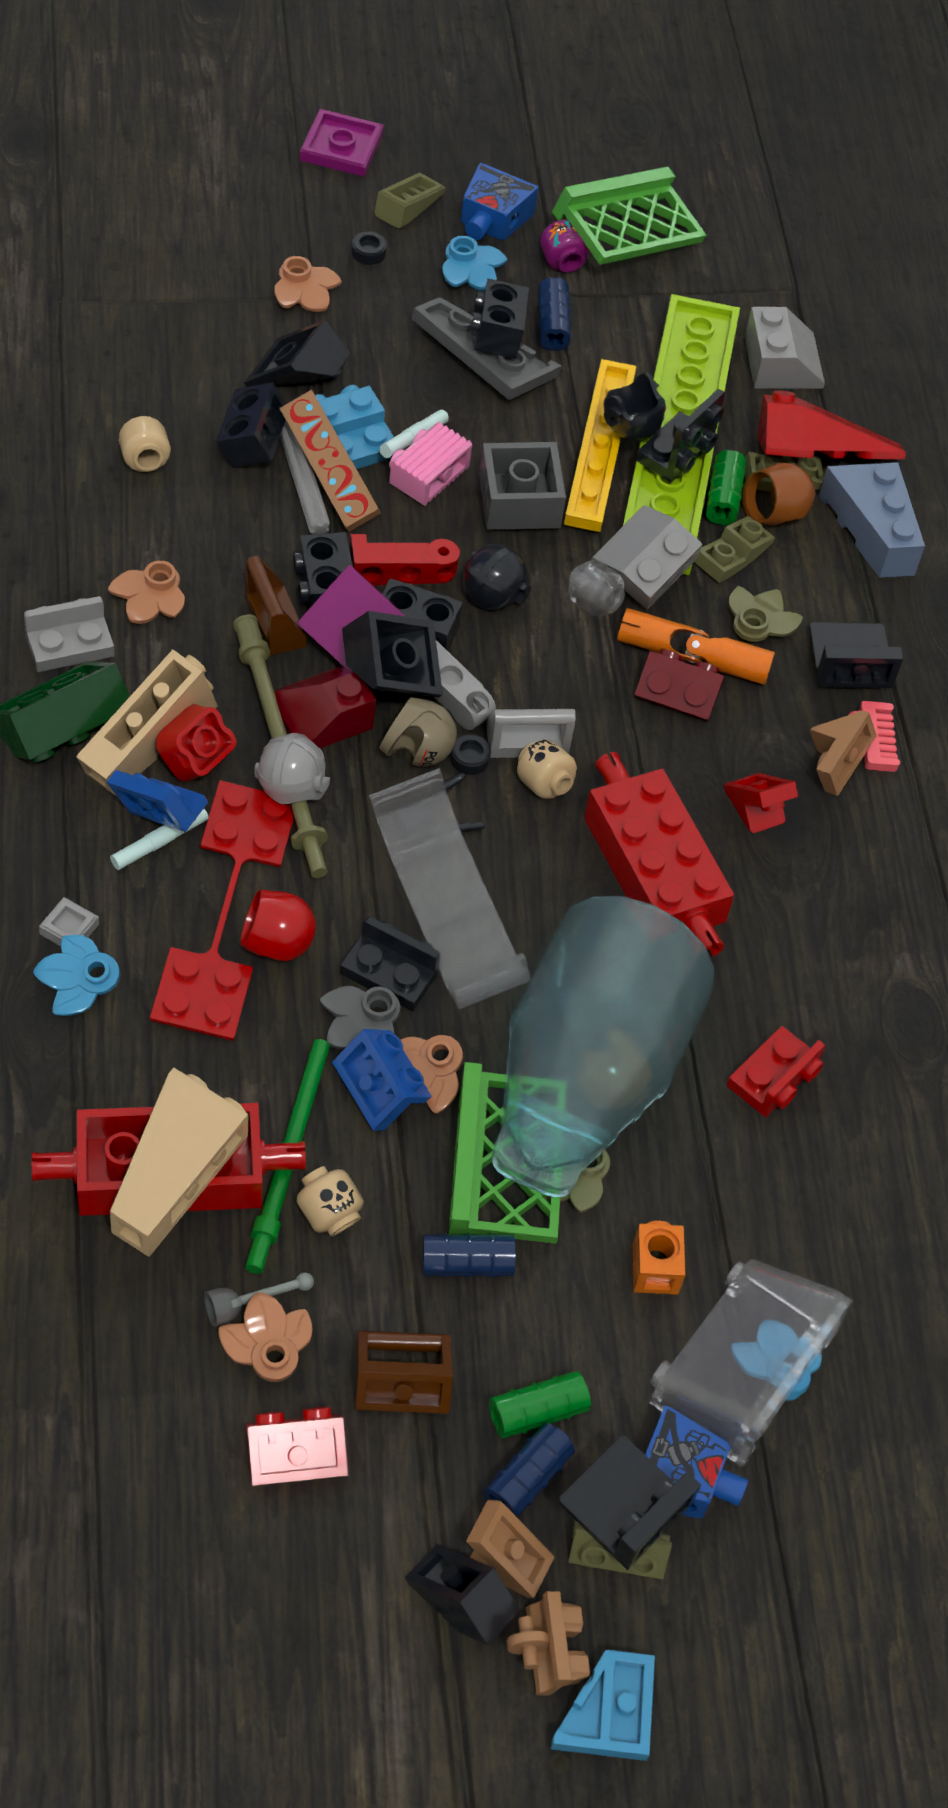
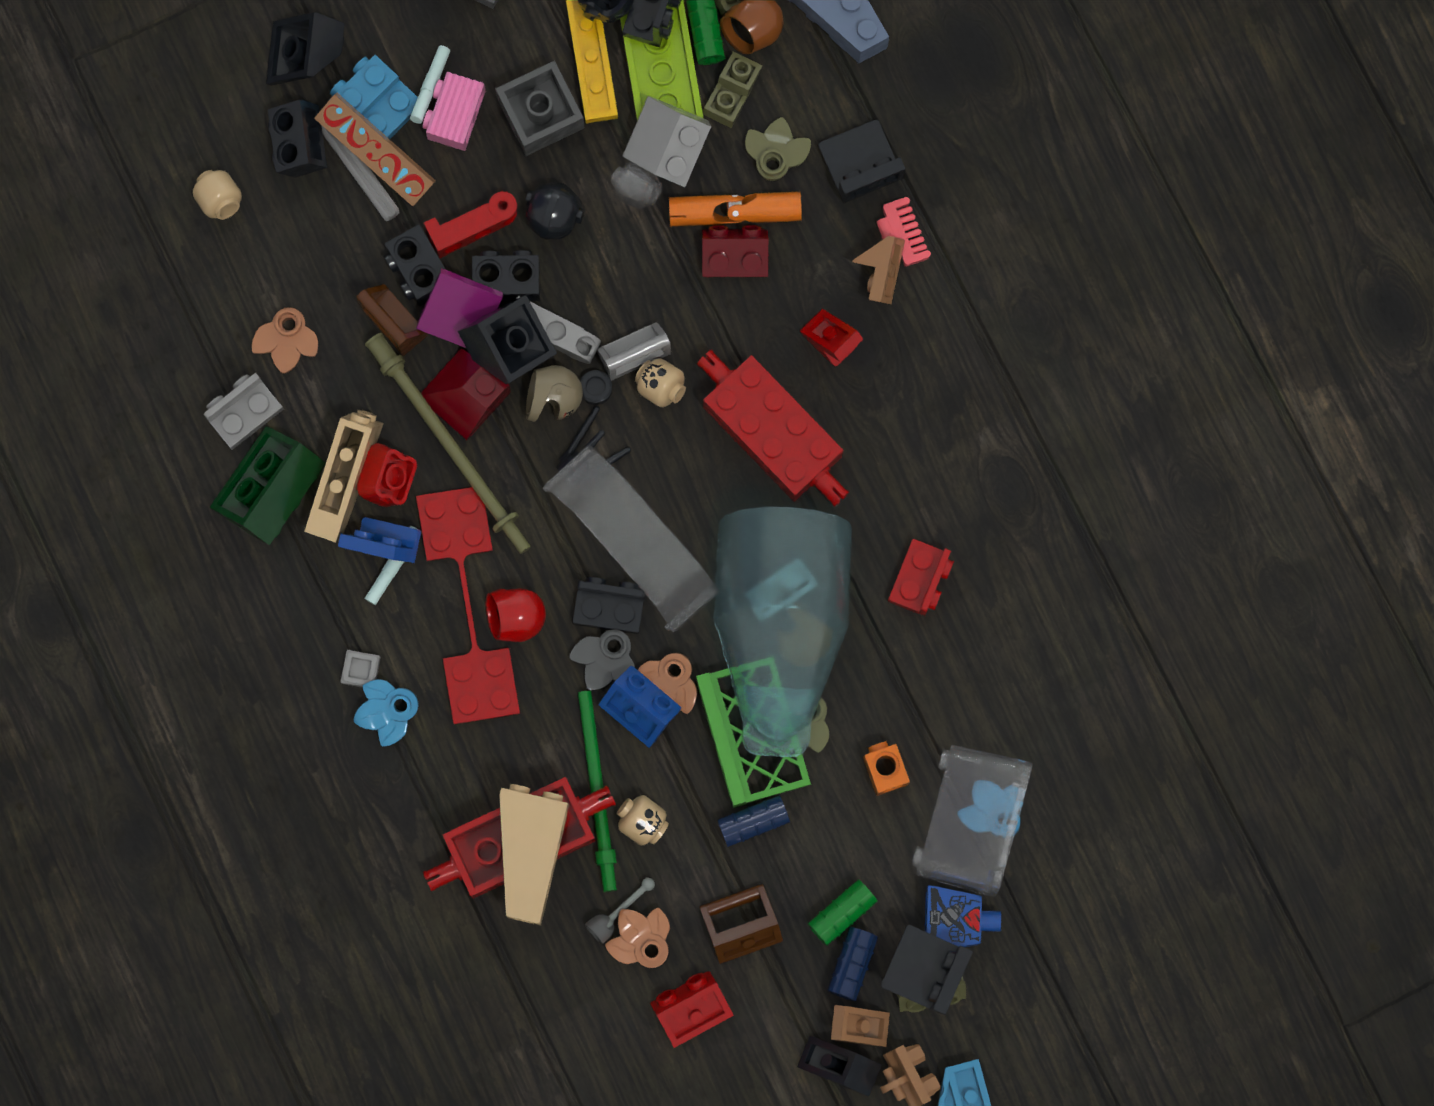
camera: 15 degrees left, 25 degrees up
(292, 769) = (470, 472): light grey cap -> none

